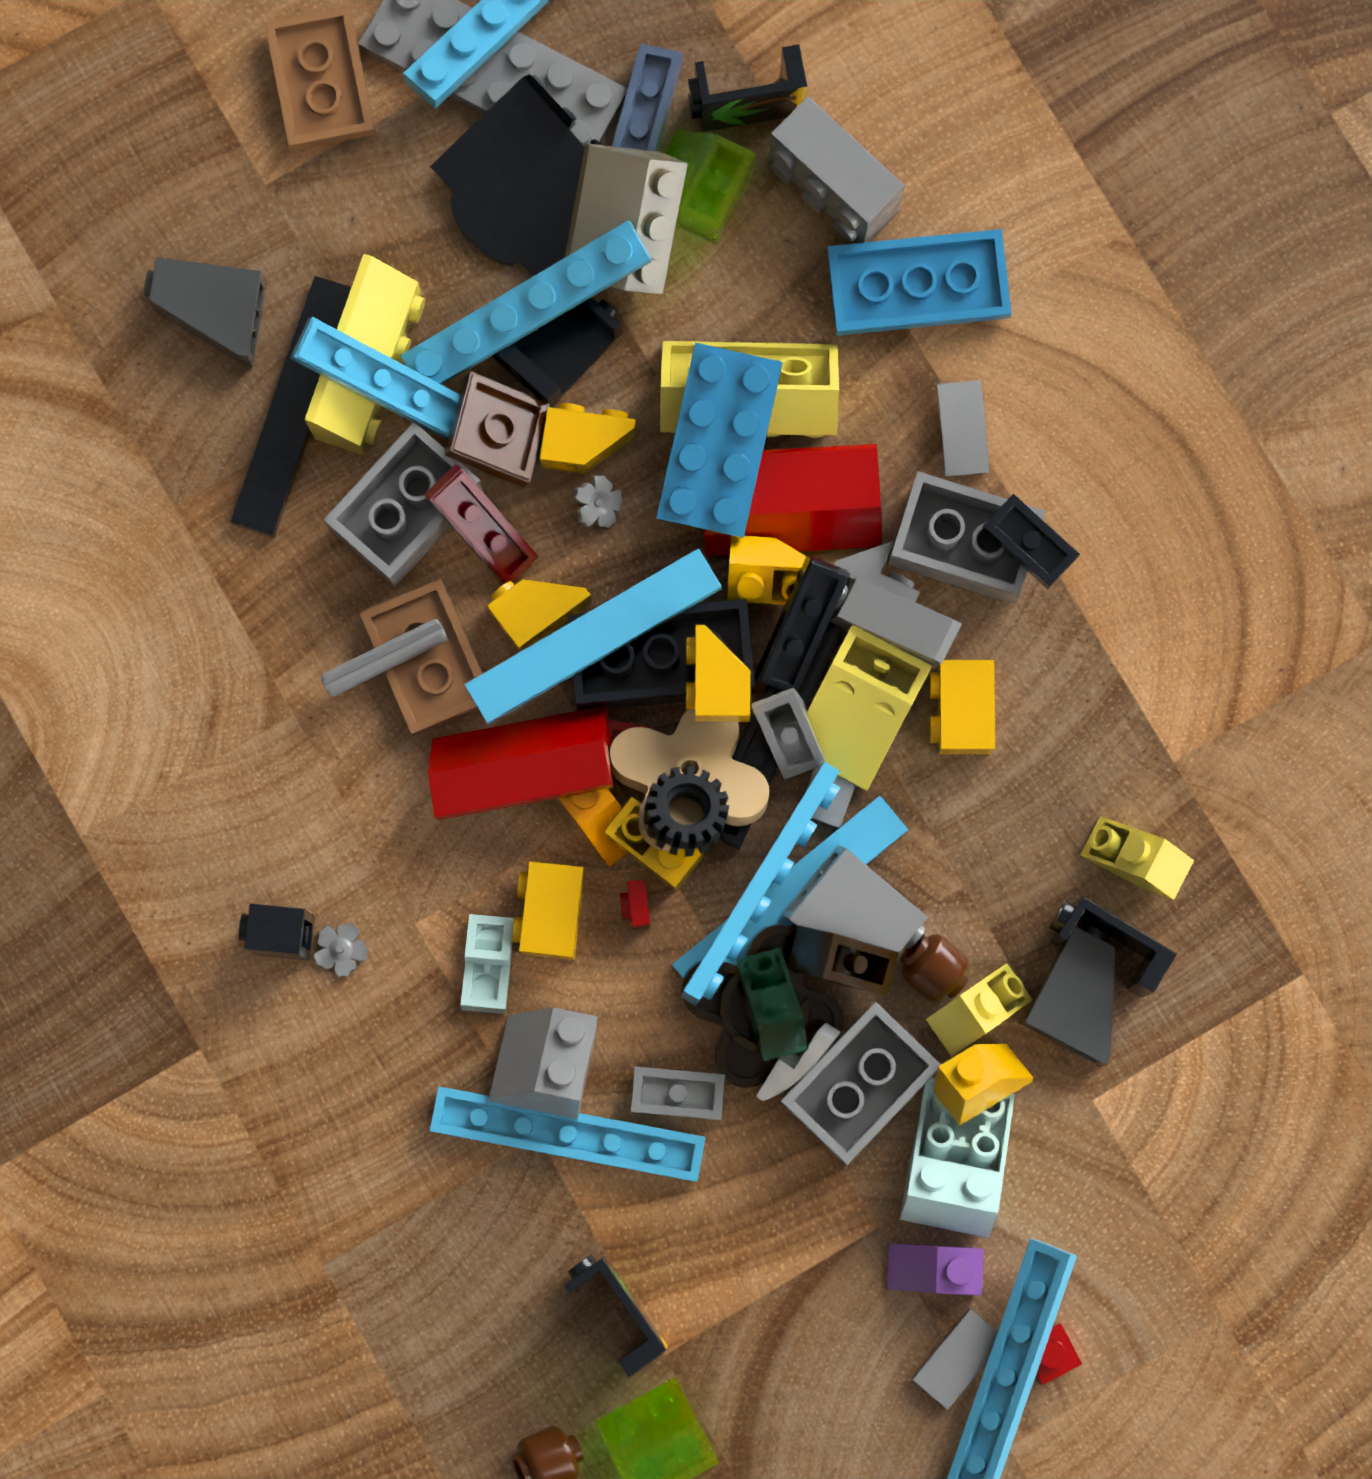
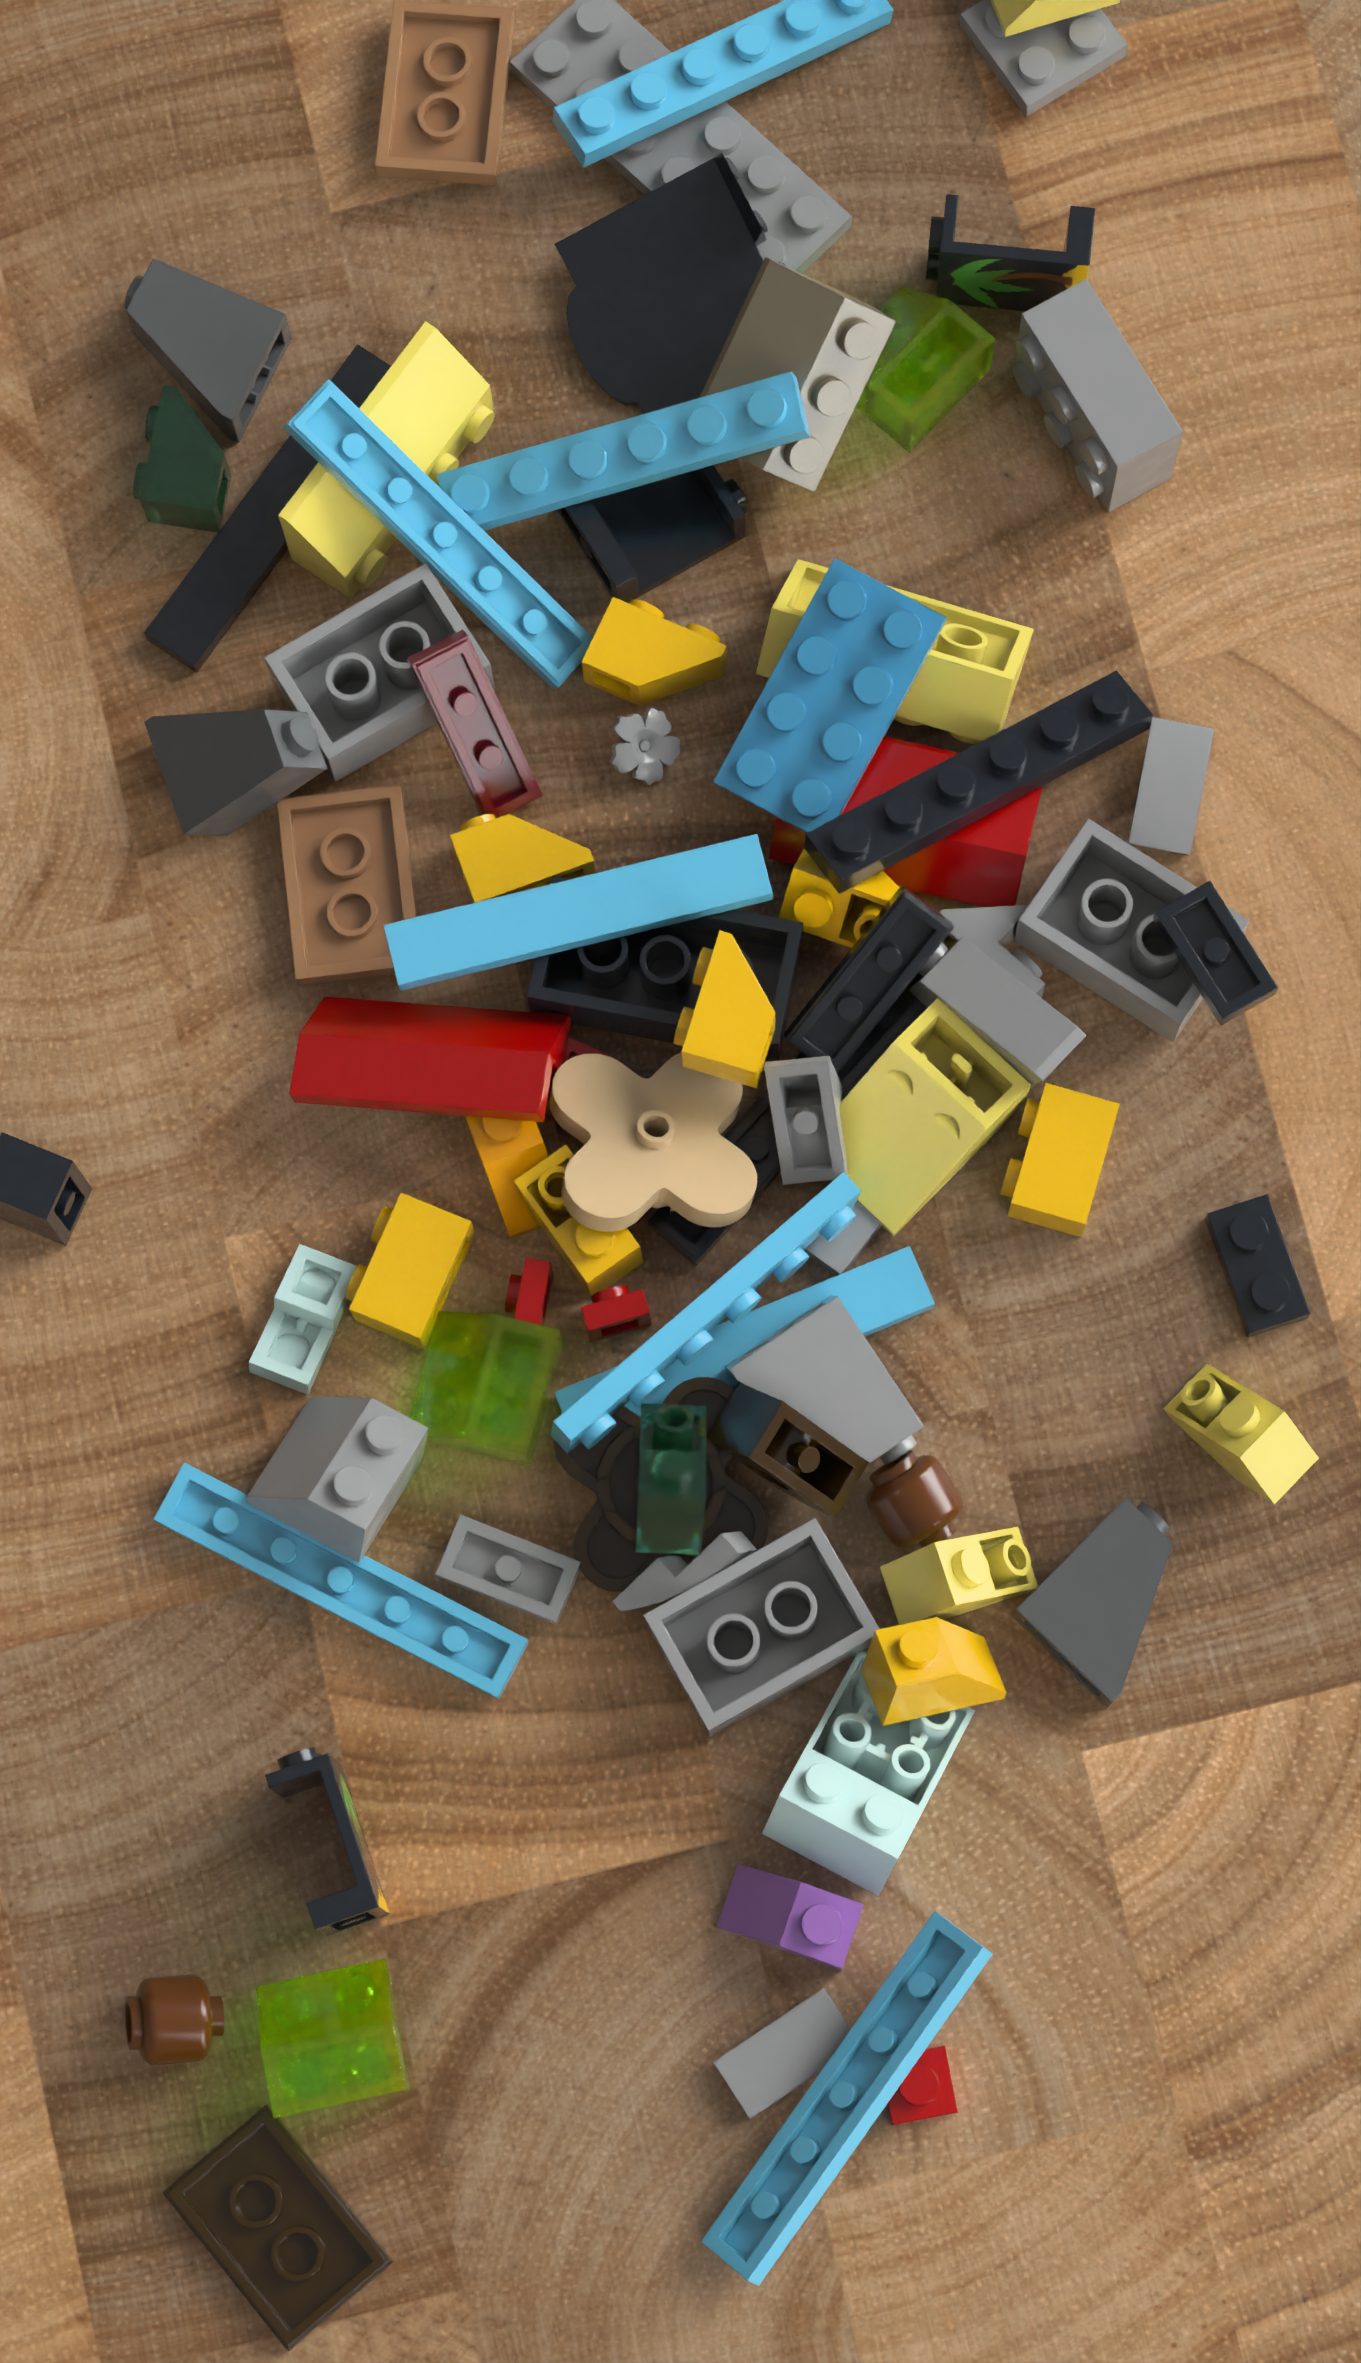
camera: 20 degrees right, 5 degrees down
(224, 398) = (185, 468): none -> clear green slope
(322, 598) = (232, 764): none -> dark grey slope
(340, 949) = (112, 1242): light grey plant -> none
(383, 657) = (290, 865): light grey axle -> none
(497, 429) = (535, 606): tile -> none
(624, 973) = (487, 1384): none -> clear neon green slope
(648, 98) = (877, 233): sand blue plate -> none
(685, 786) = (639, 1146): black tyre -> none
(696, 898) = (615, 1312): none -> red plate
(834, 466) = (977, 781): none -> black plate
(919, 282) = (1169, 576): dark azure plate -> none
(1114, 740) = (1257, 1265): none -> black plate
(1156, 956) = (1185, 1522): black panel -> none

